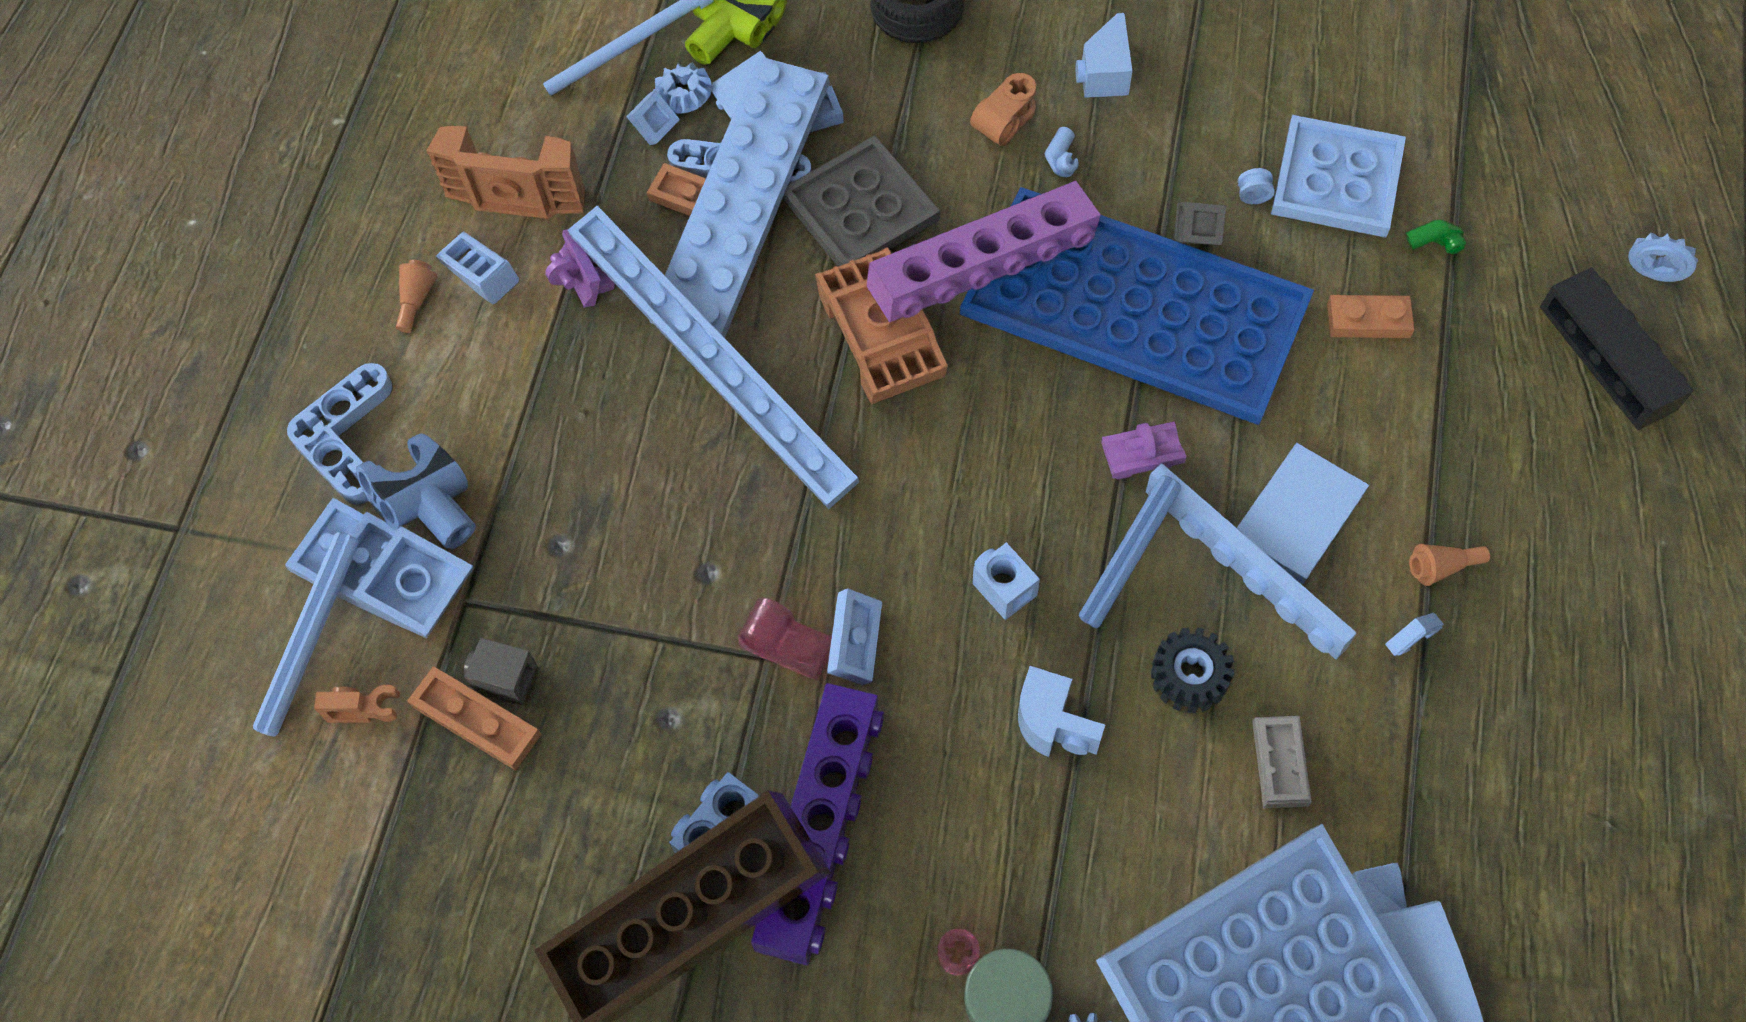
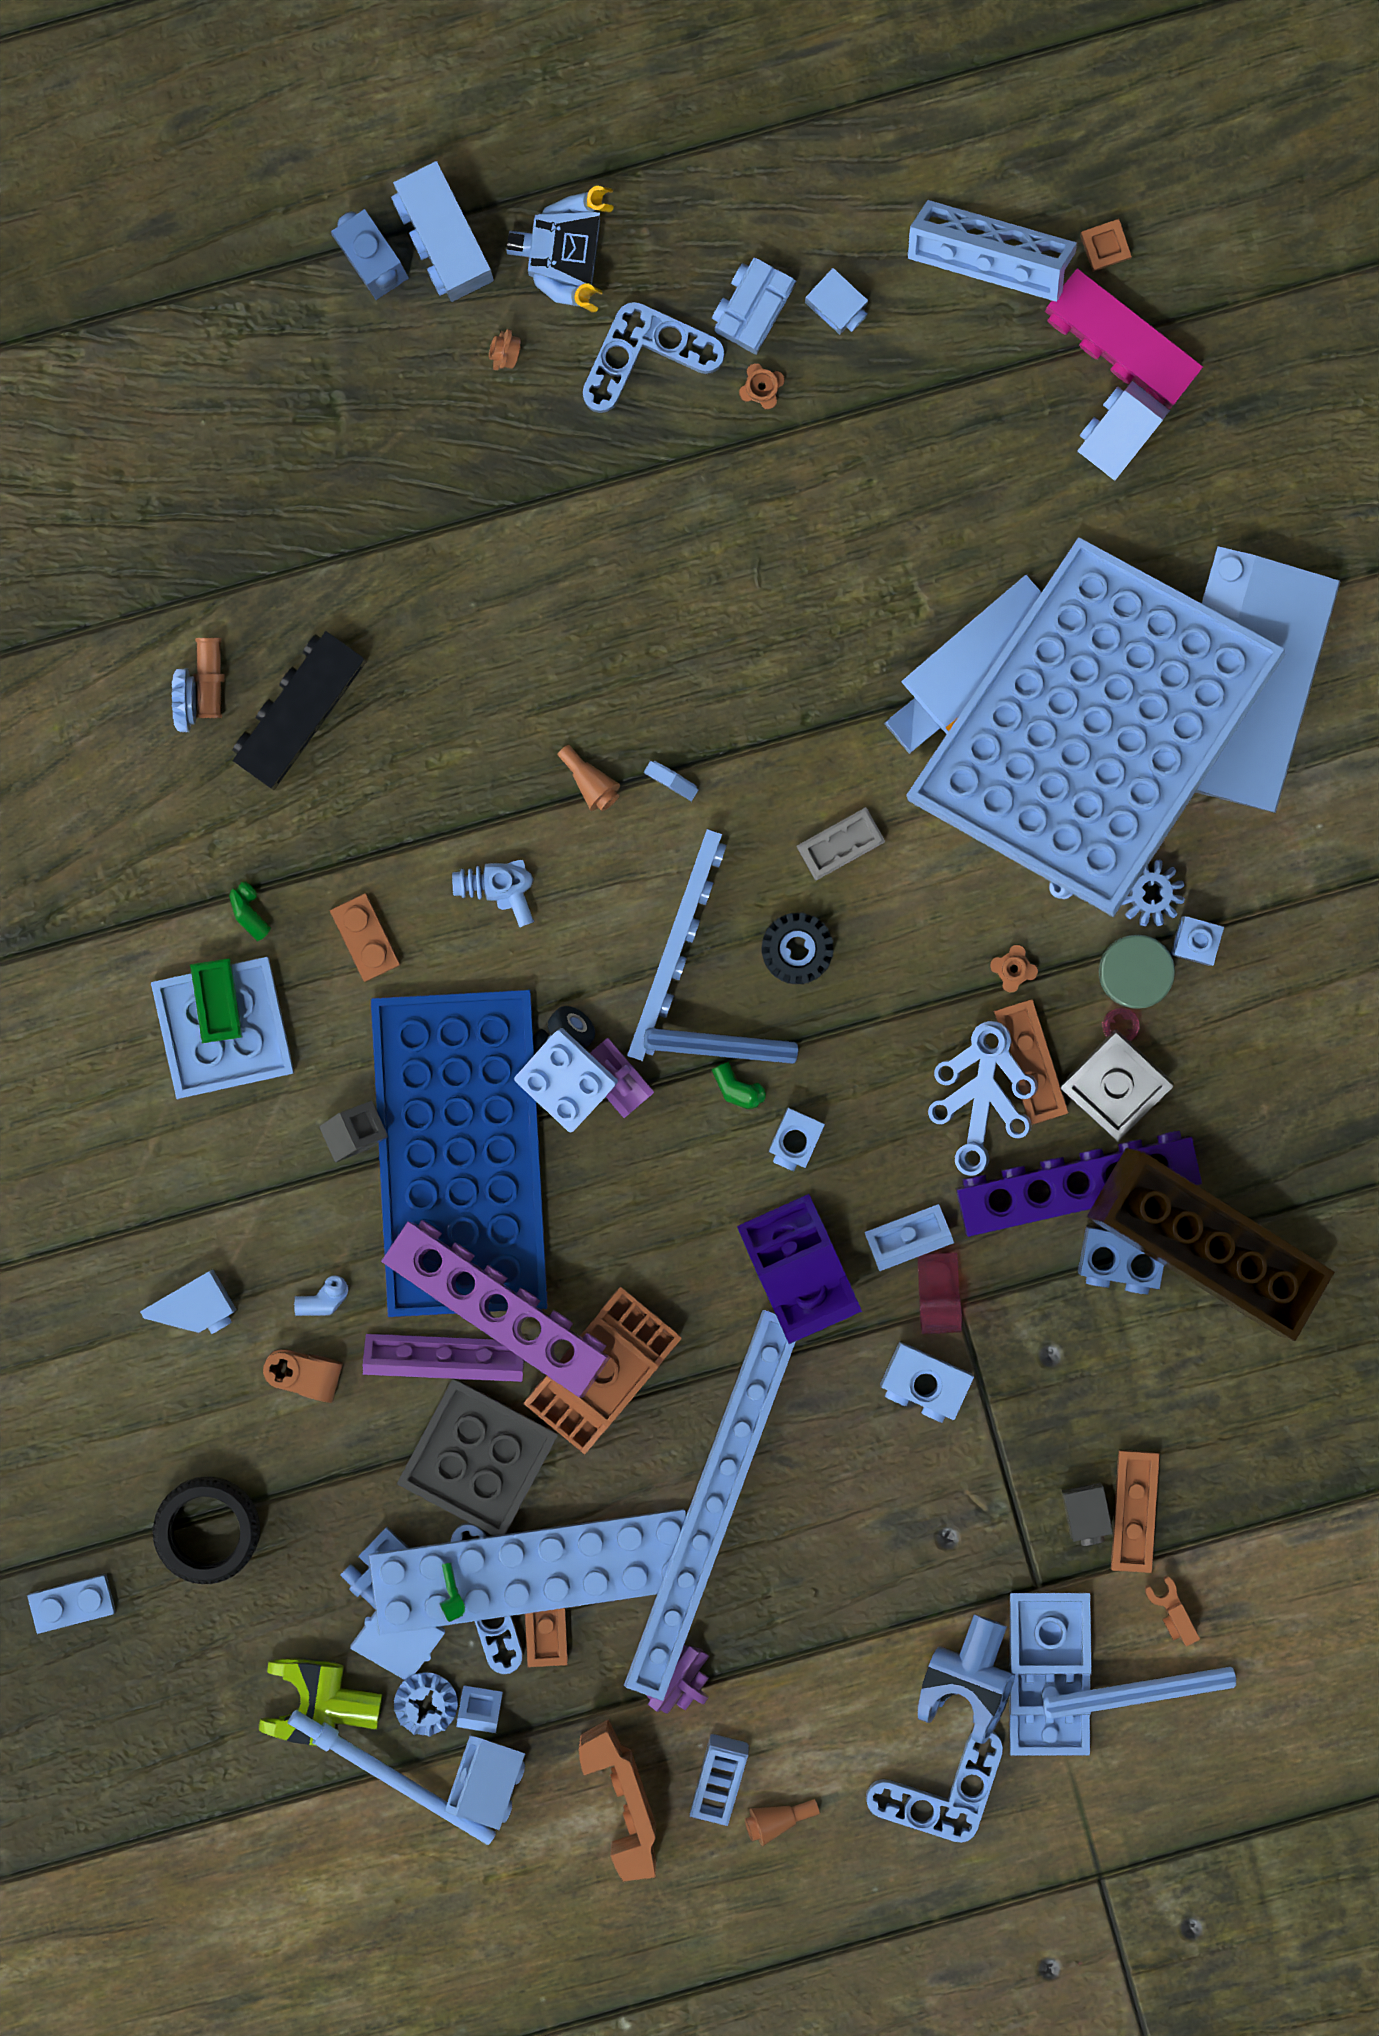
camera: 120 degrees left, 25 degrees up
(591, 90) = (485, 1783): none -> light blue brick
(704, 608) = (950, 1387): none -> light blue brick
(748, 113) = (453, 1606): none -> green hand
(879, 519) = (799, 1269): none -> dark purple bracket
(899, 911) = (1117, 1085): none -> plate
(958, 774) = (983, 1090): none -> light blue plant
(967, 838) = (1033, 1057): none -> nougat plate
(972, 194) = (440, 1358): none -> medium lavender plate
(1043, 718) = (897, 1053): light blue brick -> none
(1066, 882) = (1015, 957): none -> nougat plate
(1077, 551) = (737, 1092): none -> green arm
(1179, 399) = (564, 1074): none -> light blue plate
(1256, 186) = (274, 1099): light blue bush -> none
(1302, 511) = (601, 920): light blue tile -> none
(1368, 172) = (216, 1000): none -> green tile
(1376, 438) = (500, 883): none -> light blue piece
(1673, 292) = (209, 677): none -> nougat pin

